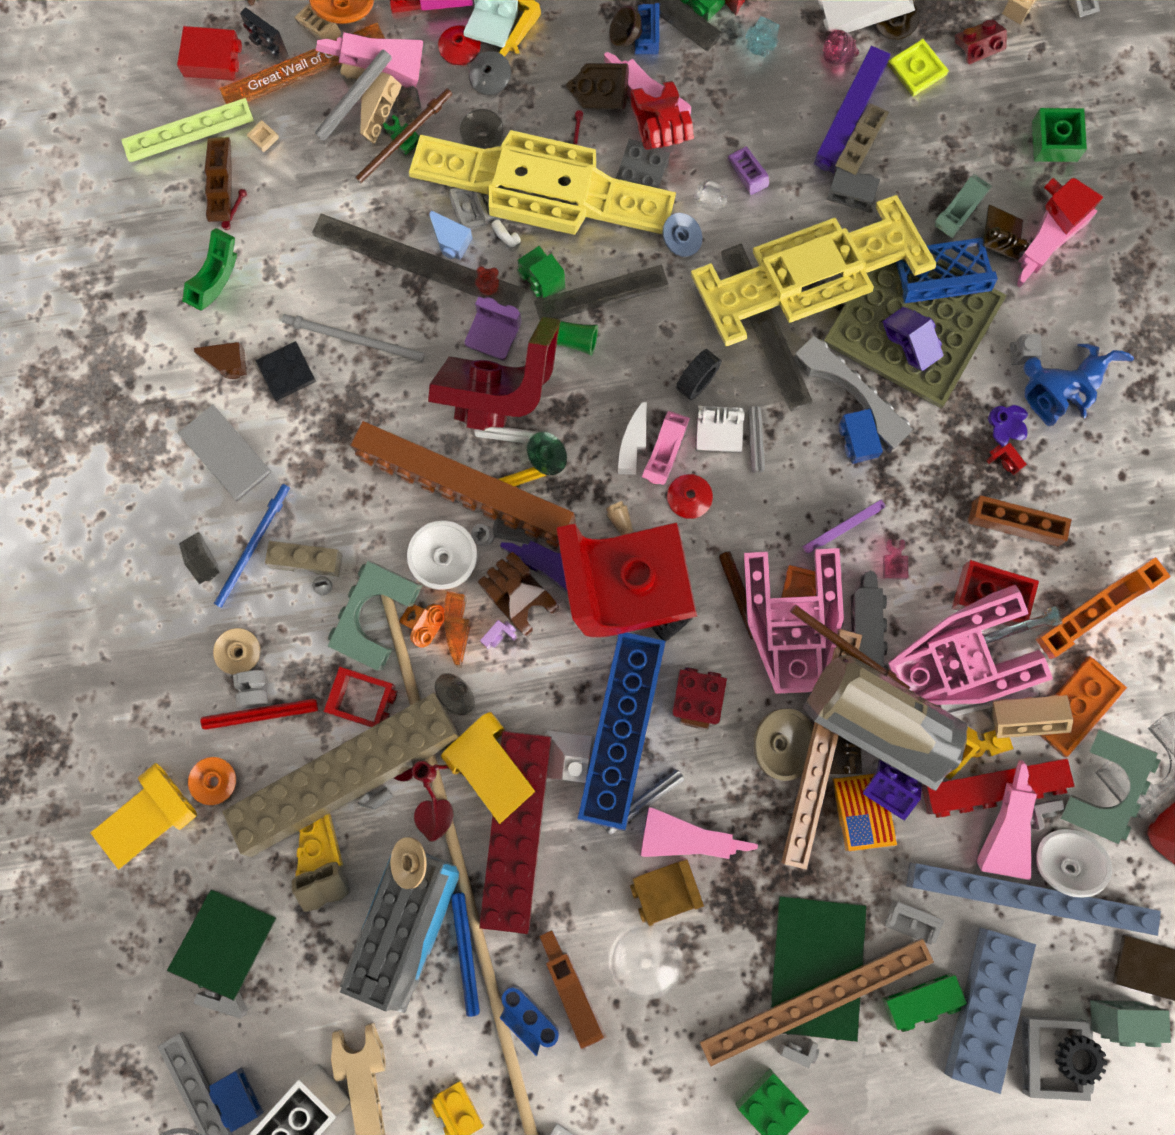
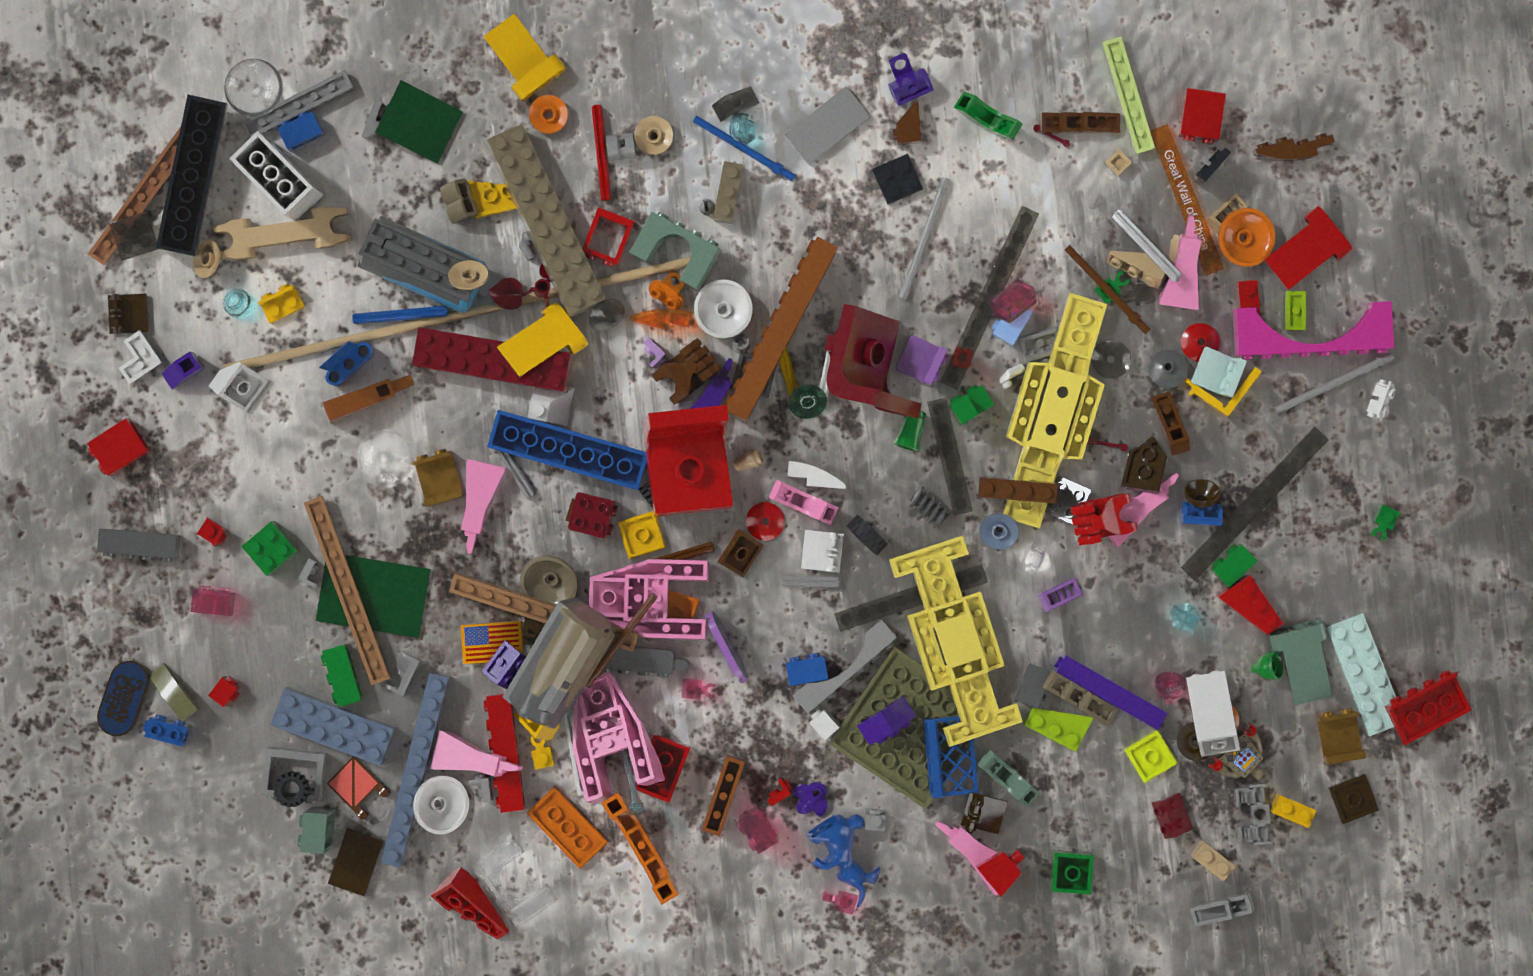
camera: 90 degrees right, 10 degrees up
(174, 365) = (907, 83): none -> dark purple piece
(227, 549) = (741, 128): none -> clear light blue hair
(420, 231) = (1013, 301): none -> clear pink brick
(551, 64) = (1171, 423): none -> reddish brown slope
(635, 211) = (1019, 490): none -> reddish brown arch
(659, 311) = (929, 507): none -> dark grey piece
(717, 638) = (641, 535): none -> yellow tile
(729, 521) = (740, 553): none -> reddish brown slope
(896, 159) = (1059, 726): none -> lime wing
(921, 411) = (824, 723): none -> white brick
(1032, 716) = (559, 785): tan brick -> none
(1056, 478) = (758, 829): none -> clear pink brick
(1058, 977) = (354, 784): none -> flag
(1113, 821) = (514, 860): sand green arch -> none
(1124, 380) = (843, 901): none -> clear pink plate

